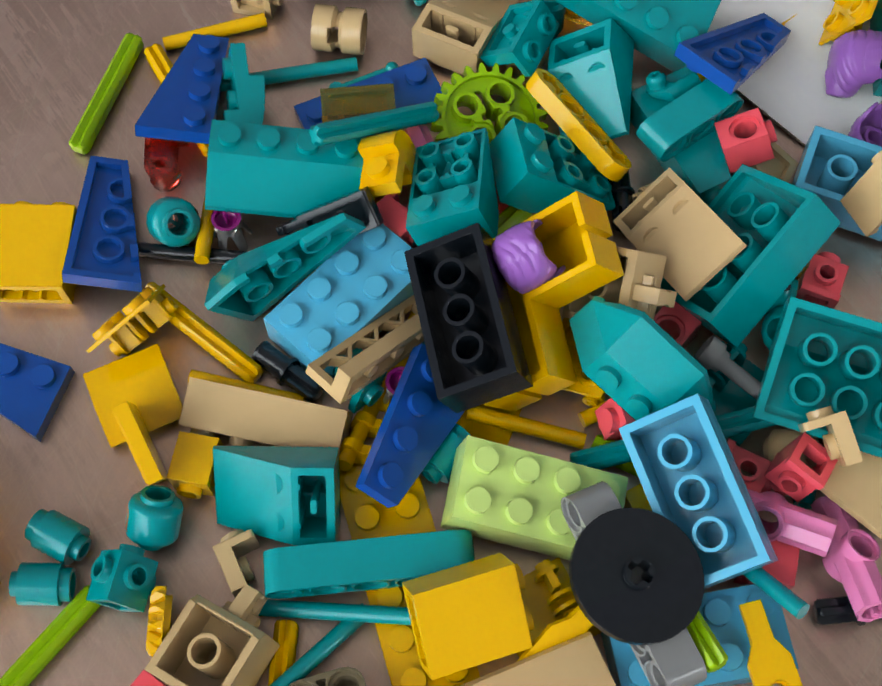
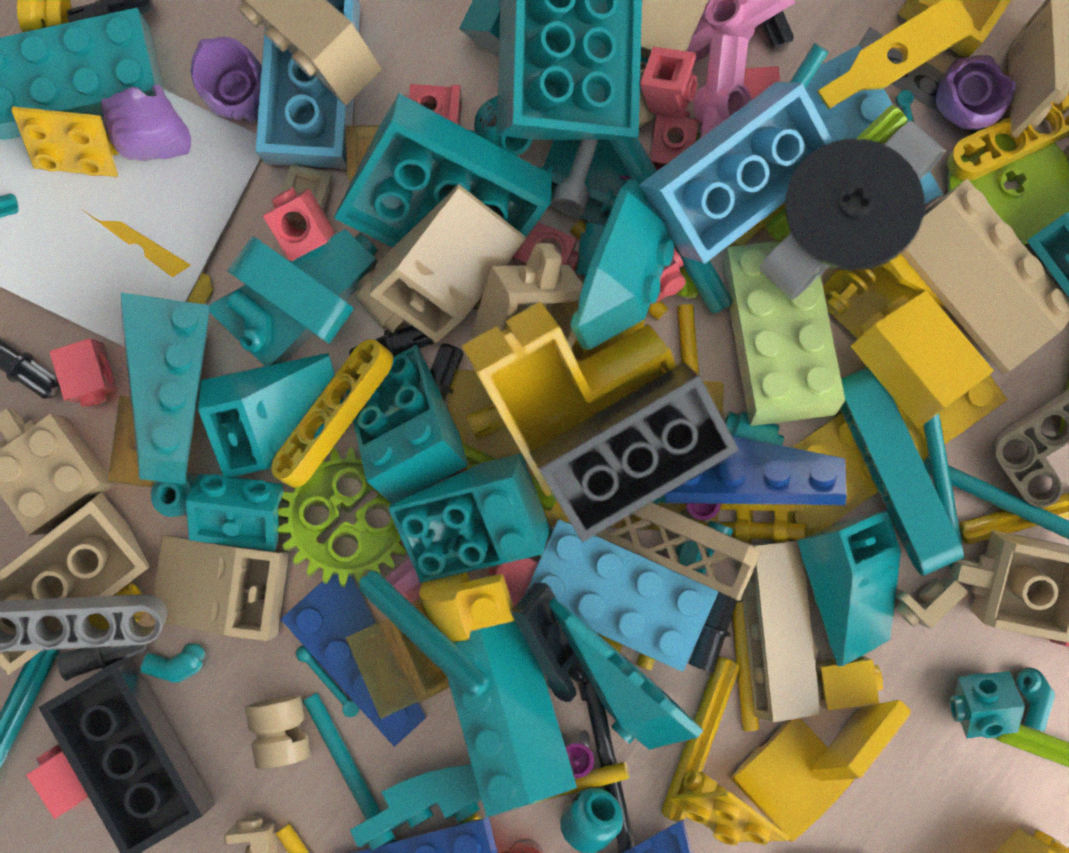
camera: 105 degrees left, 20 degrees up
(43, 584) = (1013, 782): teal brick -> none
(58, 536) = (964, 788): teal brick -> none
(109, 641) = (1038, 695): none -> teal arm
(154, 517) = (923, 694): teal head -> none
(158, 618) = (1013, 652): yellow gear -> none
(522, 258) = (555, 414): medium lavender hair -> none
(734, 51) = (190, 263): blue wing -> none
(840, 440) = (635, 57): tan bracket -> none

